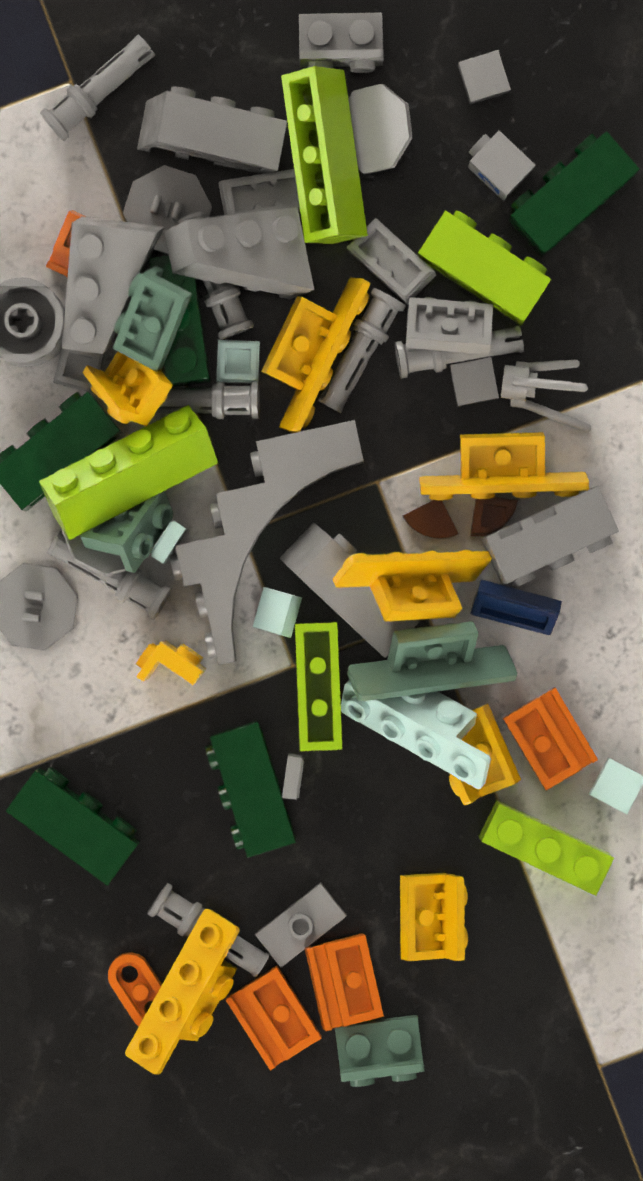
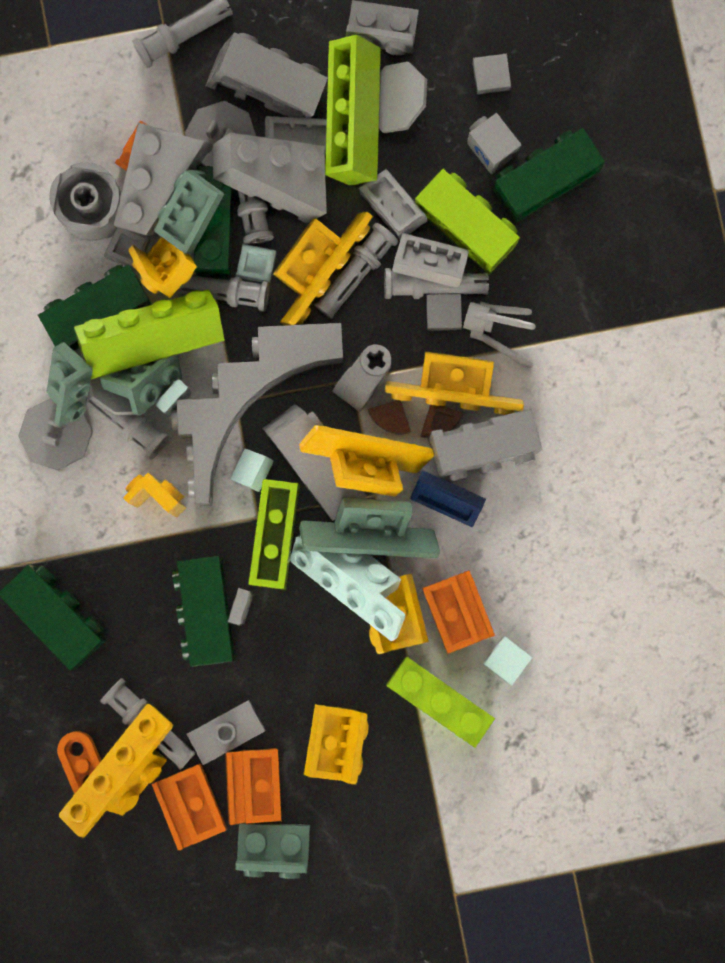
camera: 10 degrees right, 5 degrees down
(43, 549) = (68, 384): none -> sand green bracket
(390, 486) = (360, 381): none -> light grey piece

